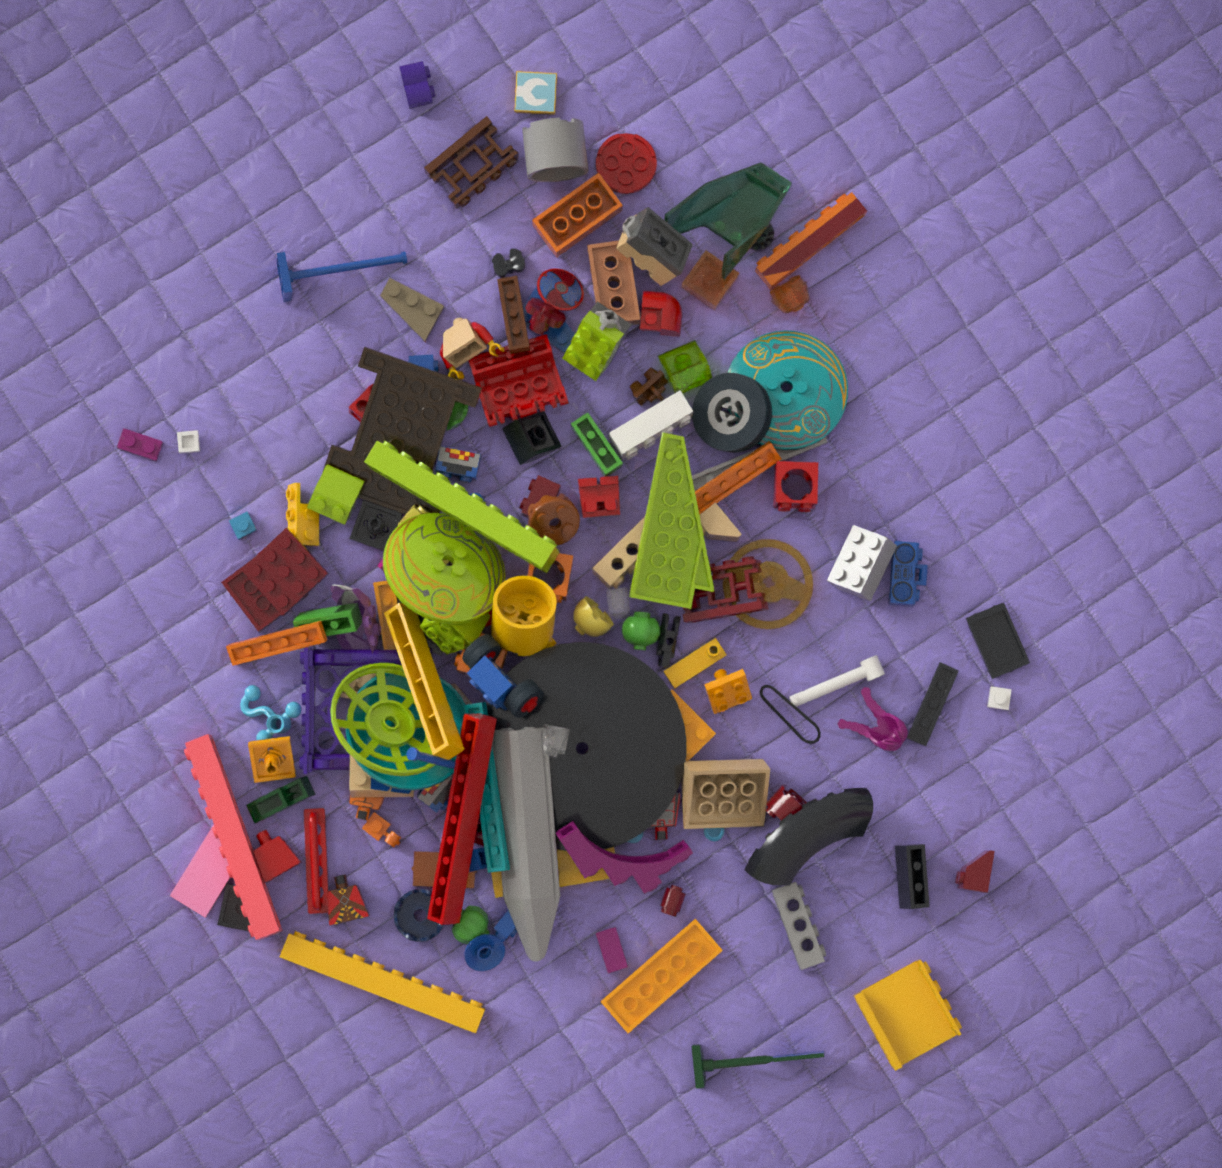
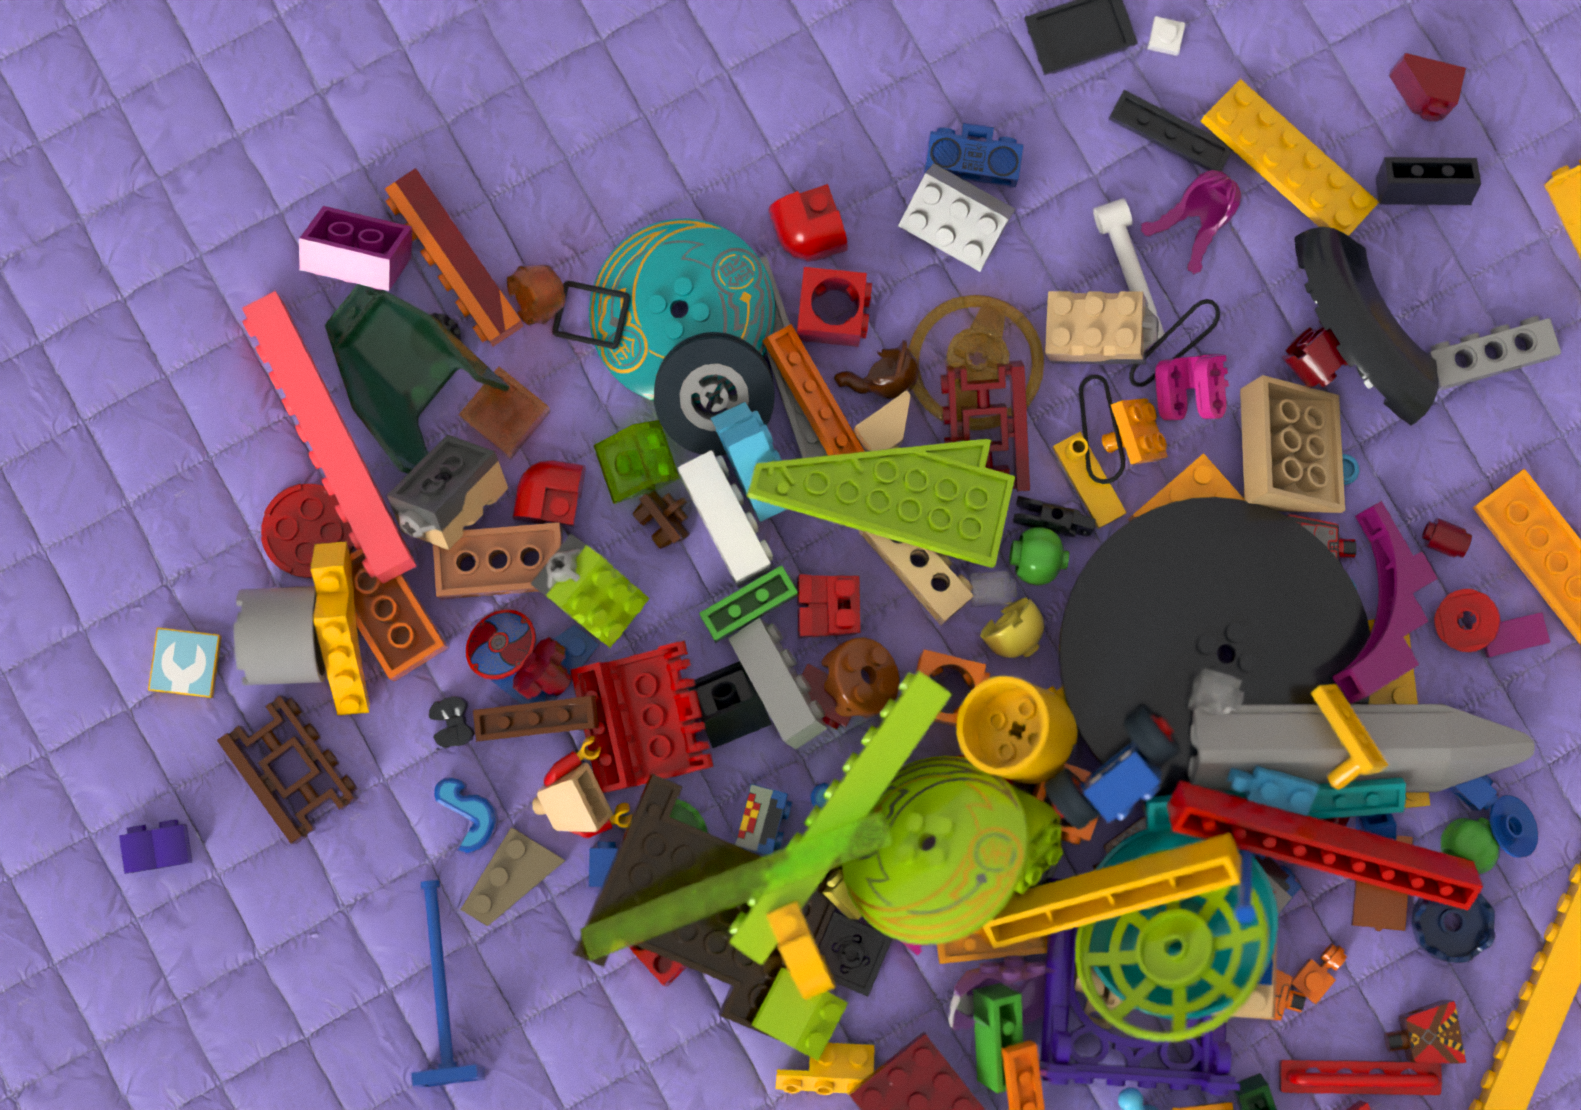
camera: 85 degrees left, 0 degrees up
(365, 489) = (800, 951): none -> yellow arch
(412, 442) = (737, 886): none -> clear neon green plate
(454, 280) = (473, 807): none -> animal
(496, 782) = (1275, 789): none -> dark azure plate
(534, 830) = (1364, 753): none -> yellow piece
(546, 465) = (778, 683): none -> light grey brick
(563, 183) = (337, 627): none -> yellow arch
(620, 904) = (1483, 630): none -> red plate
(685, 169) = (329, 438): none -> coral brick
(697, 433) = (747, 443): none -> medium azure piece
(726, 658) = (1115, 426): none -> black piece
(753, 527) = (887, 377): none -> reddish brown piece
(760, 347) = (622, 317): none -> black piece
(760, 725) = (1198, 372): none -> dark pink piece
(794, 660) = (1099, 327): none -> tan piece
(810, 176) = (355, 248): none -> magenta brick
(850, 468) = (809, 224): none -> red brick
(919, 783) = (1288, 160): none -> yellow plate

